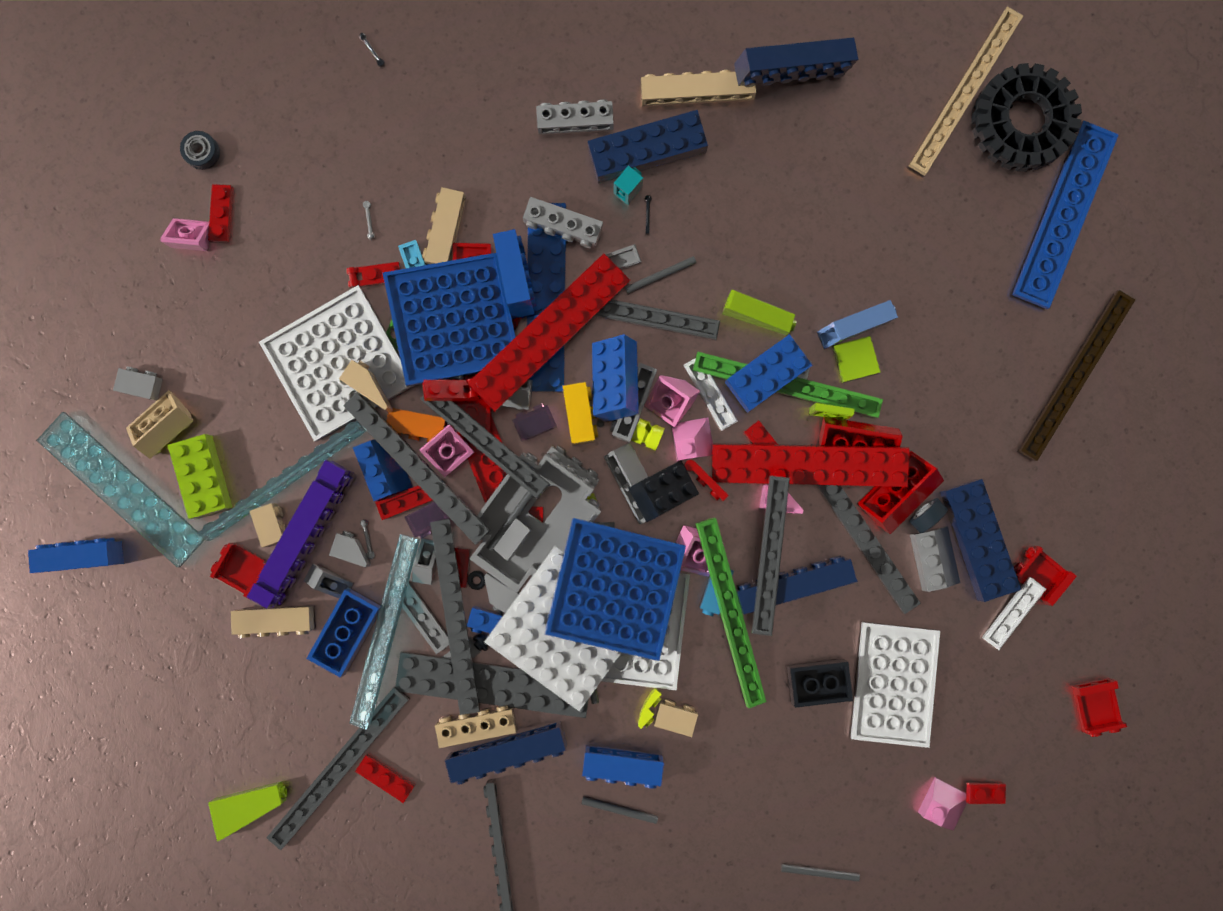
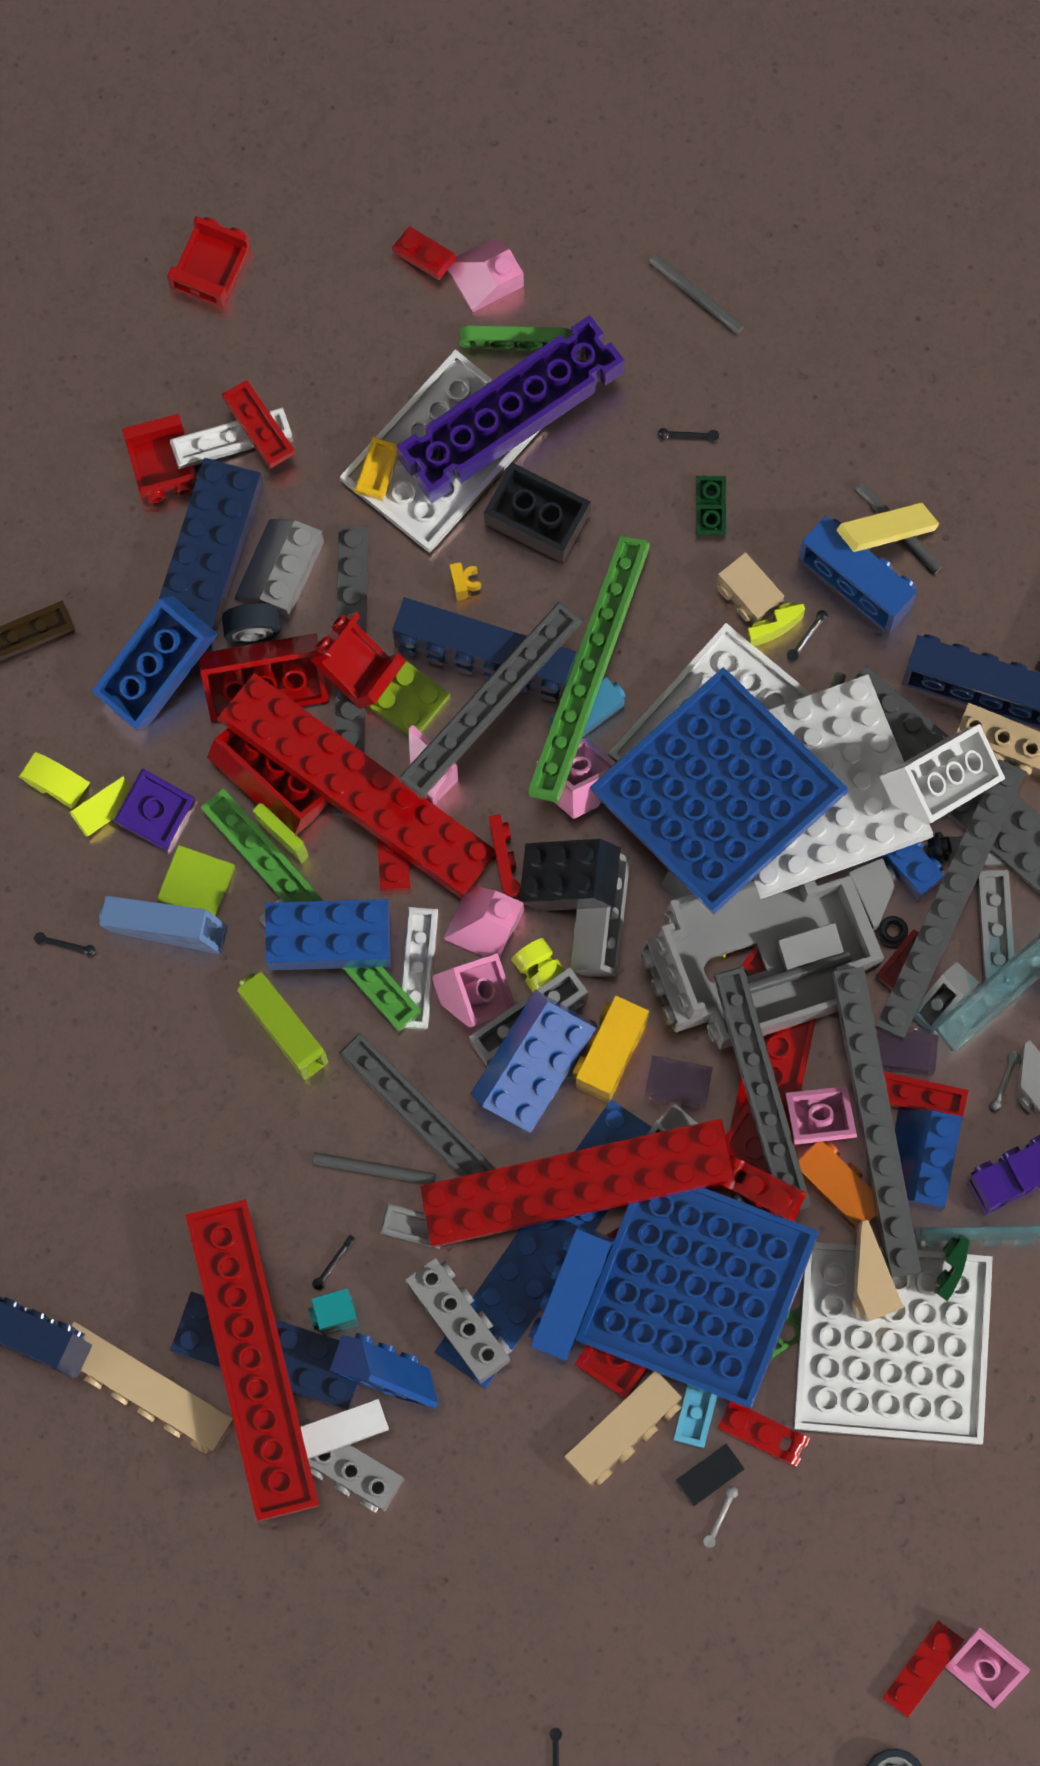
camera: 145 degrees left, 10 degrees down
(330, 424) = (956, 1256): none -> dark green slope
(387, 236) = (710, 1474): none -> black tile
(498, 678) = (944, 775): none -> white slope
(580, 168) = (384, 1370): none -> blue slope
(590, 118) = (344, 1428): none -> white tile
(623, 803) = (887, 527): none -> light yellow tile
(629, 698) = (793, 654): none -> black hinge
(652, 128) = (252, 1361): none -> red plate
(729, 753) = (710, 505): none -> dark green slope
(755, 794) = (712, 435): none -> black hinge
(816, 533) = (410, 700): none -> lime plate
(834, 616) = (460, 580): none -> yellow tile
(858, 531) = (356, 662): none -> red panel
(874, 732) = (510, 409): none -> dark purple brick
(900, 777) = (509, 337): none -> bright green beam
(906, 381) = (153, 809): none -> dark purple tile
(914, 277) = (40, 938): none -> black hinge
(922, 649) = (377, 469): none -> yellow tile
(933, 366) = (101, 807): none -> neon yellow slope
(964, 456) = (154, 662): none -> blue brick
(970, 362) = (54, 779): none -> neon yellow slope
(1005, 629) = (258, 424): none -> red plate

